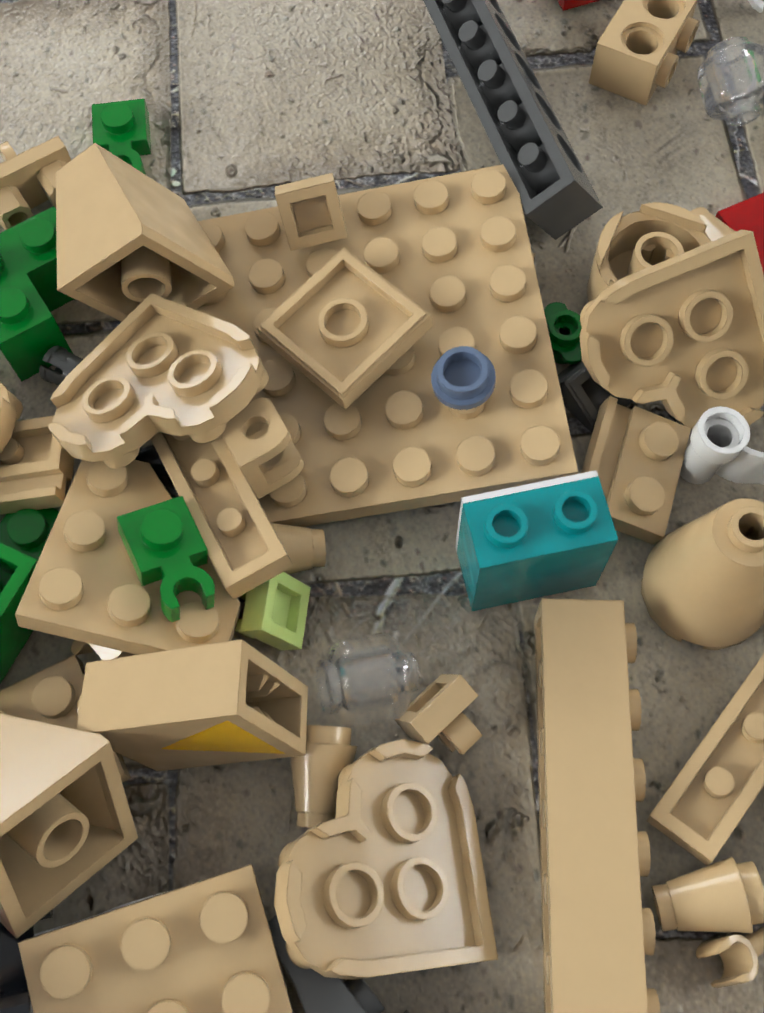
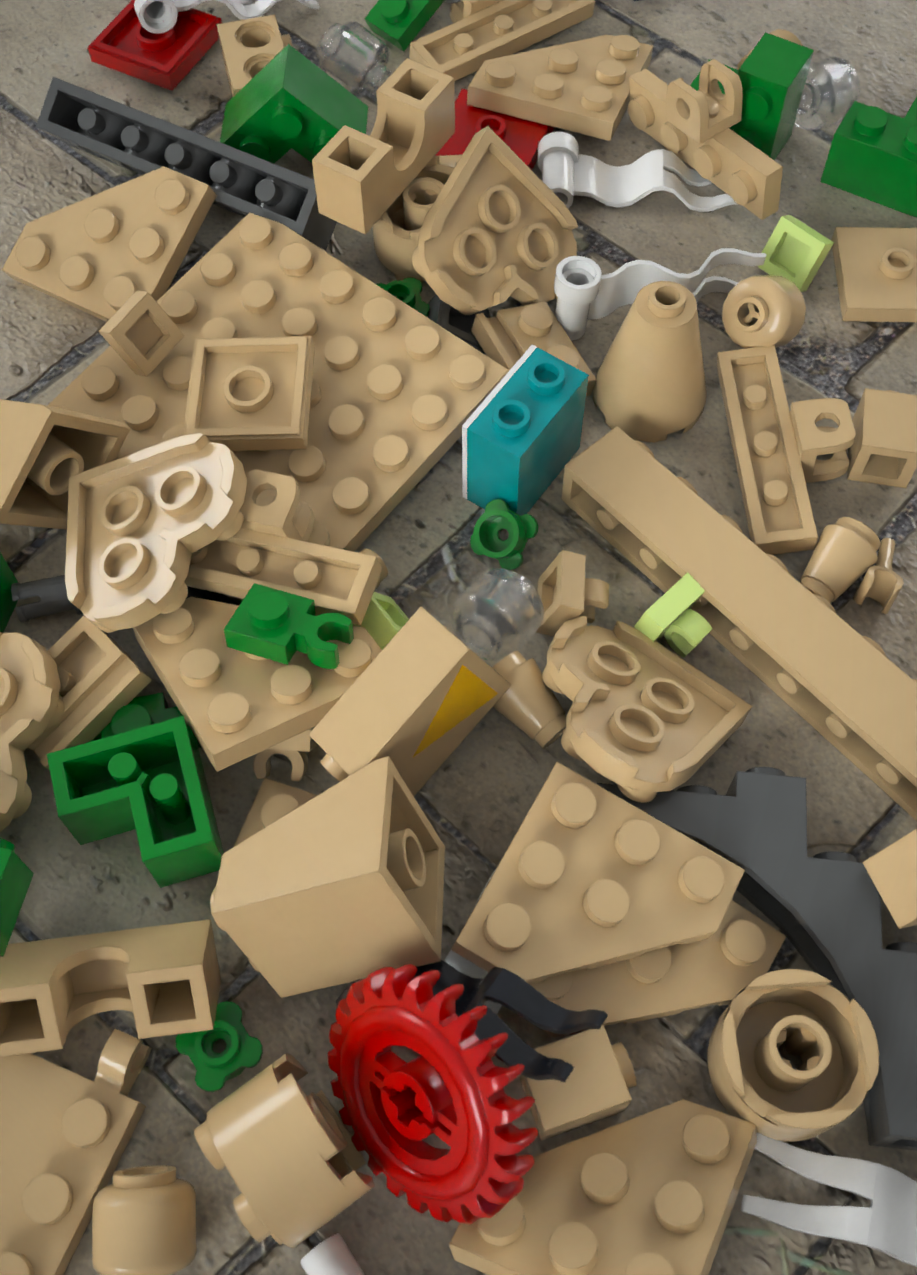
camera: 45 degrees left, 5 degrees down
(383, 118) = (113, 242): none -> tan plate
(430, 608) = (487, 531): none -> green plate
(463, 378) = (374, 363): sand blue plate -> none
(508, 813) = (675, 619): none -> yellowish green tile
(633, 98) = (289, 108): none -> green brick
(695, 181) = (365, 174): none -> tan arch

